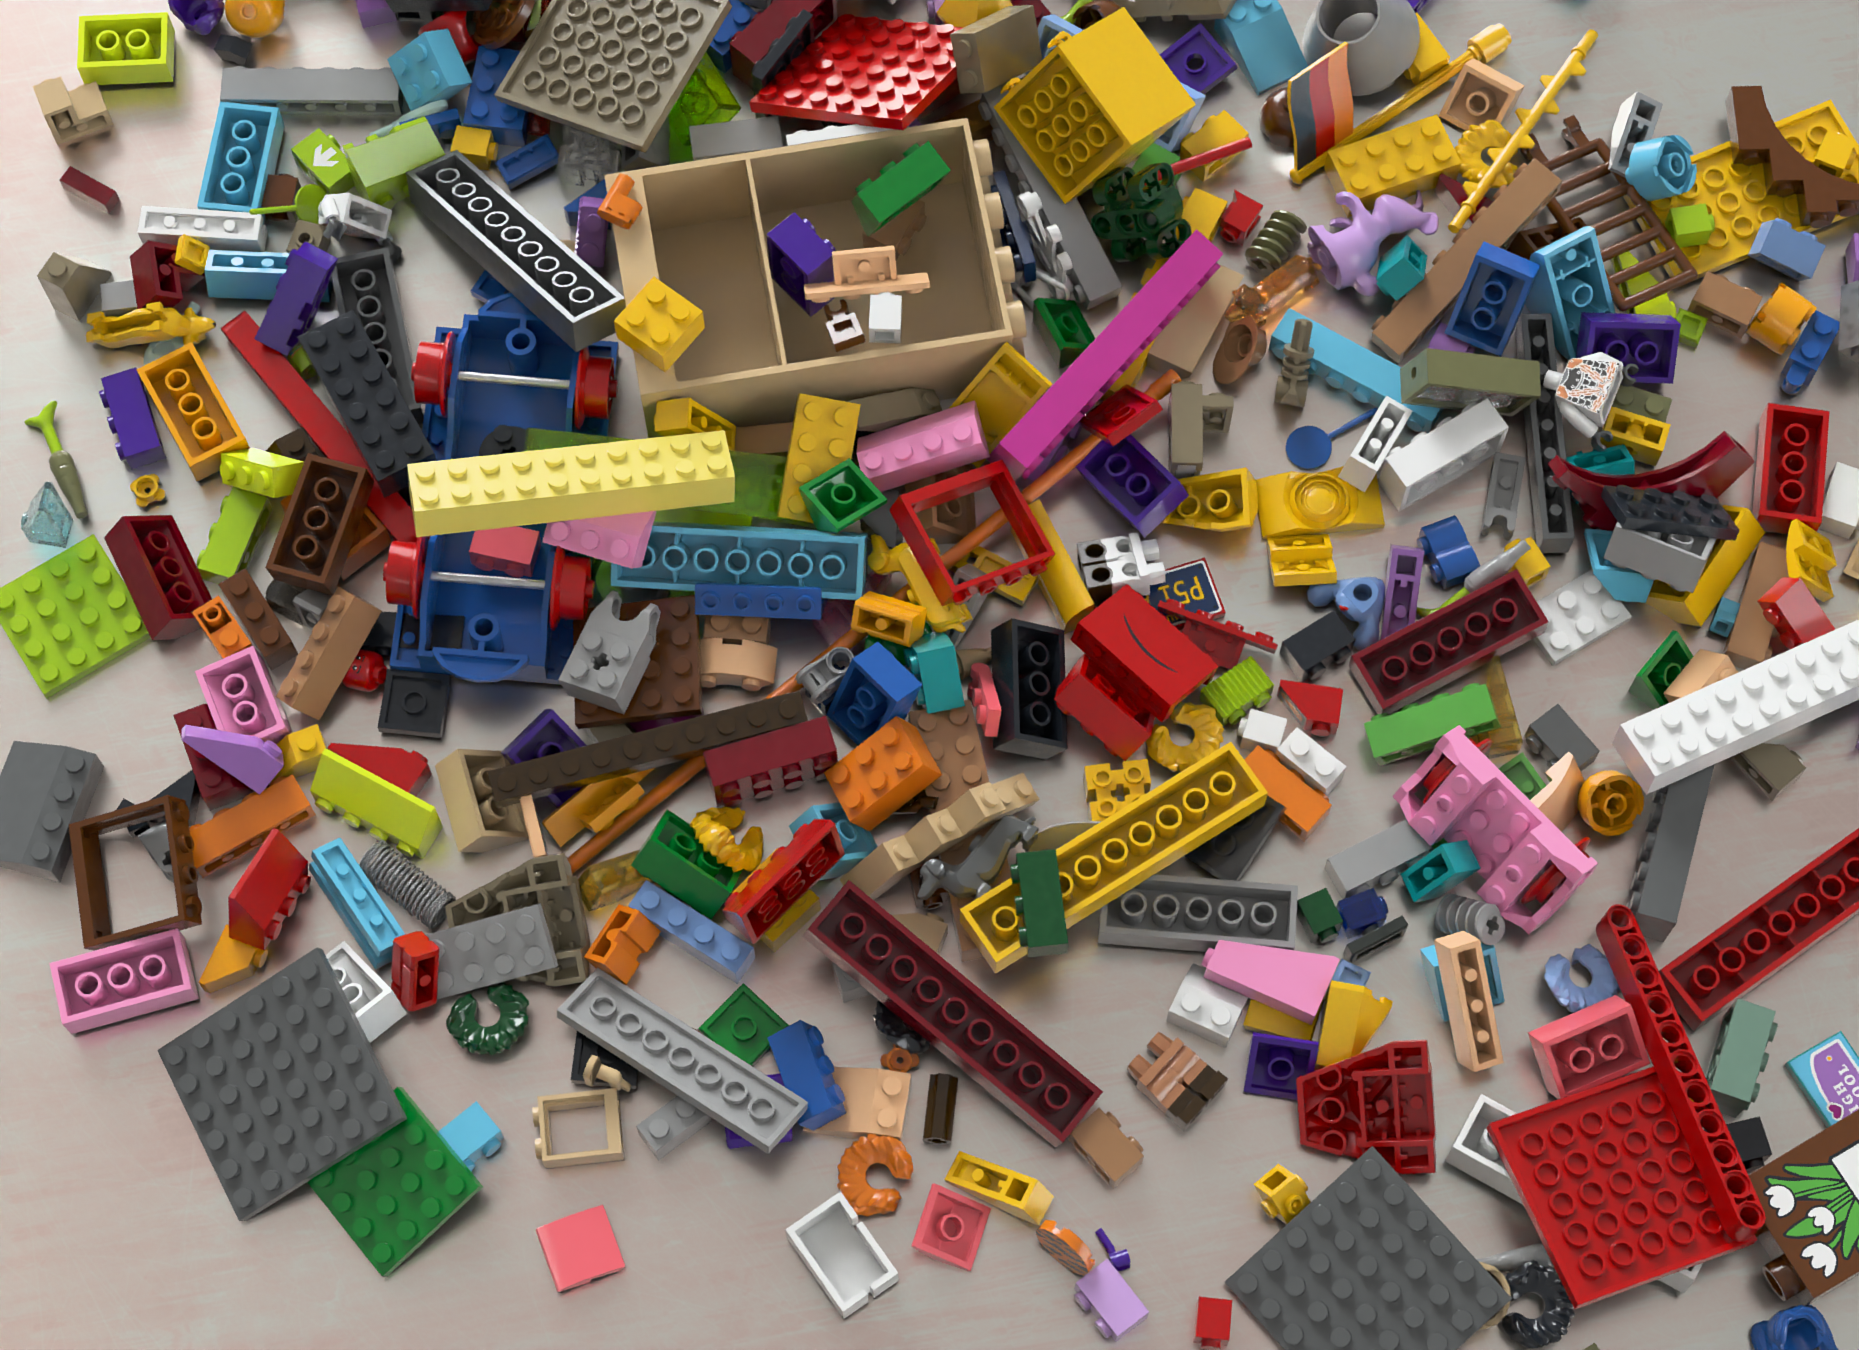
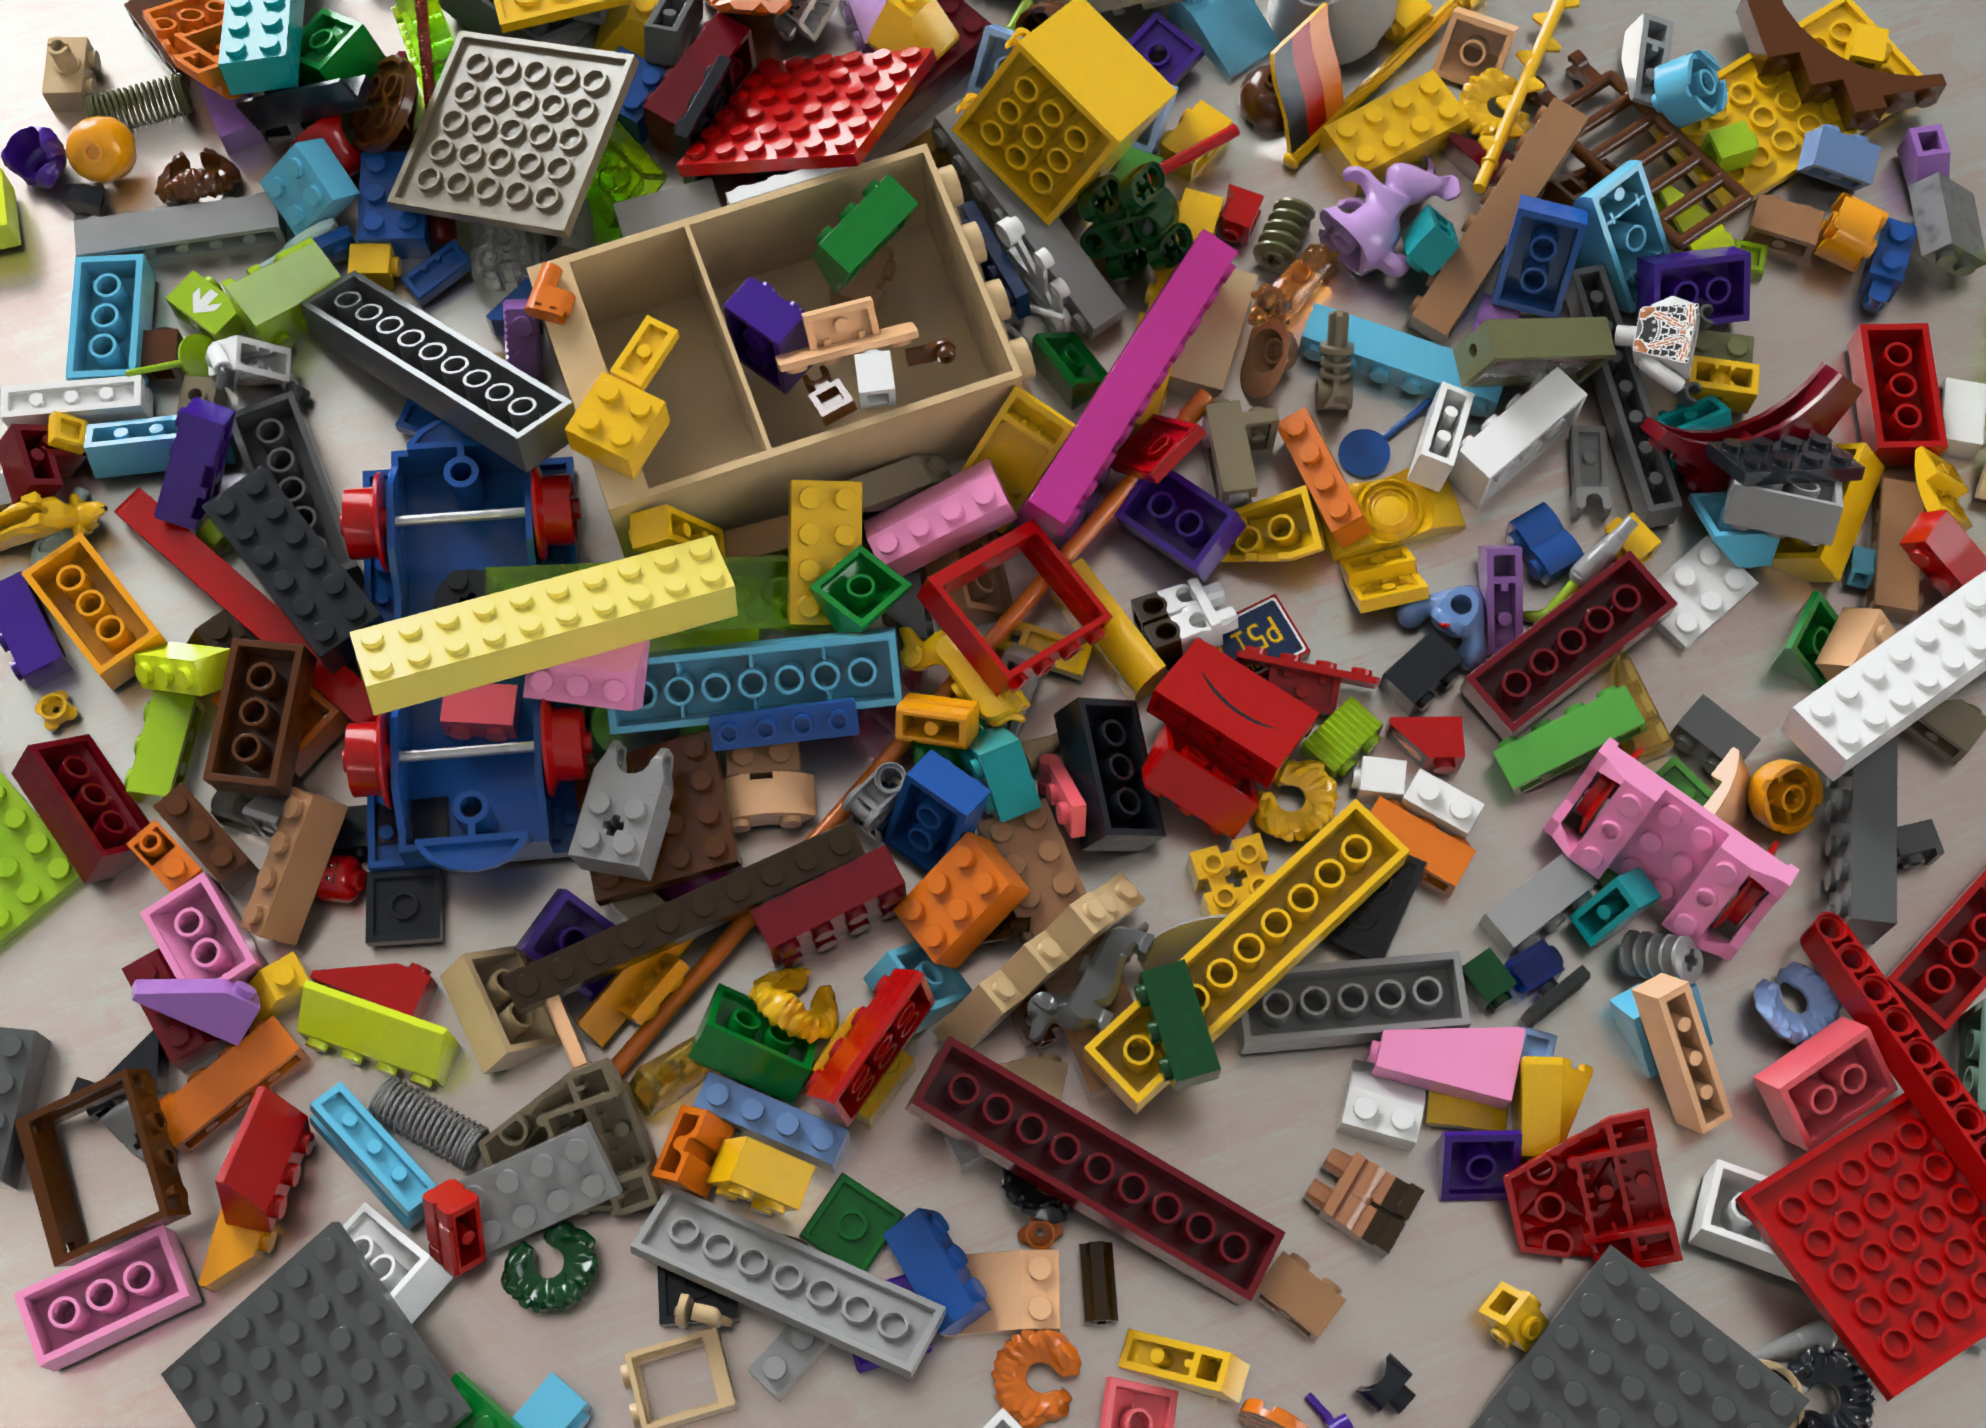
camera: 10 degrees left, 0 degrees up
(320, 49) = (185, 183): none -> reddish brown piece
(673, 971) = (760, 1175): none -> yellow brick
(692, 265) = (645, 353): none -> yellow plate
(945, 302) = (939, 350): none -> reddish brown arm
(996, 49) = (942, 66): dark tan brick -> none
(1167, 1234) = (1390, 1388): none -> black piece
(1265, 463) = (1324, 478): none -> orange brick
(1714, 862) = (1918, 844): none -> dark grey brick

